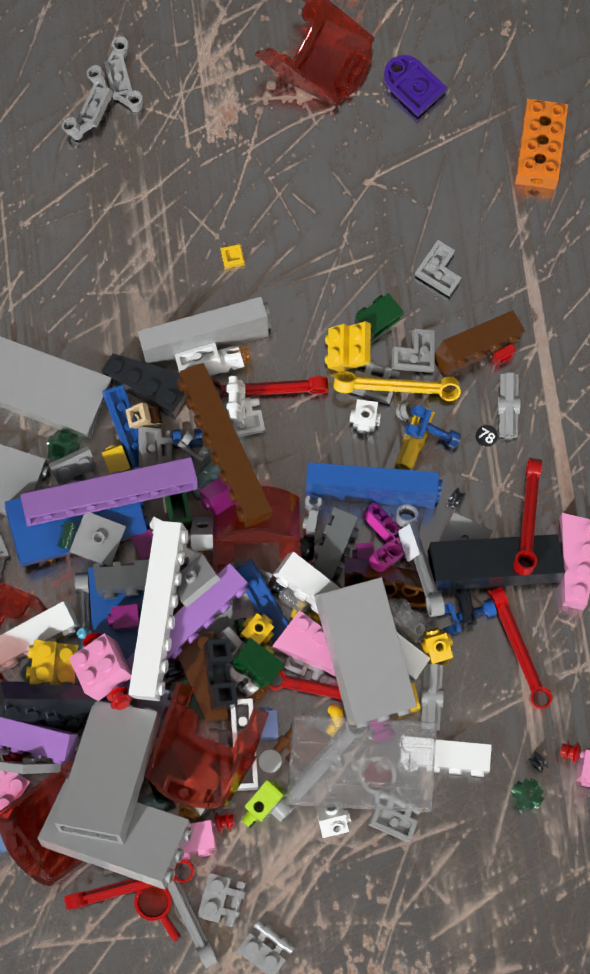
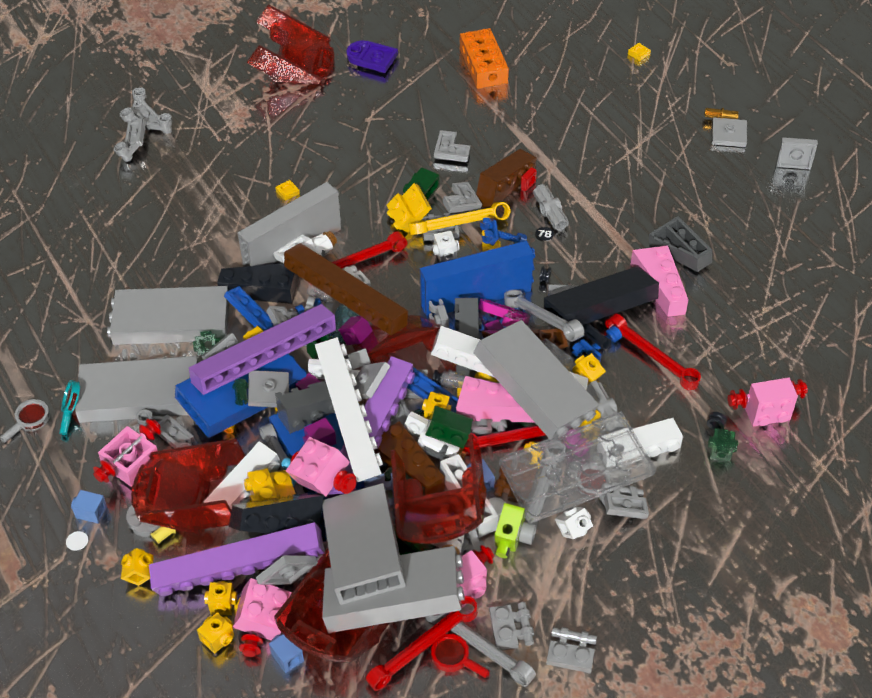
camera: 25 degrees left, 25 degrees down
(145, 415) = (264, 298): tan leg -> none
(217, 662) = (414, 429): black arch -> none
(236, 403) = (336, 258): white plate -> none
(404, 410) = (473, 236): light grey plate -> none
(408, 542) = (526, 308): white sticker -> none
(532, 477) = (624, 282): red piece -> none

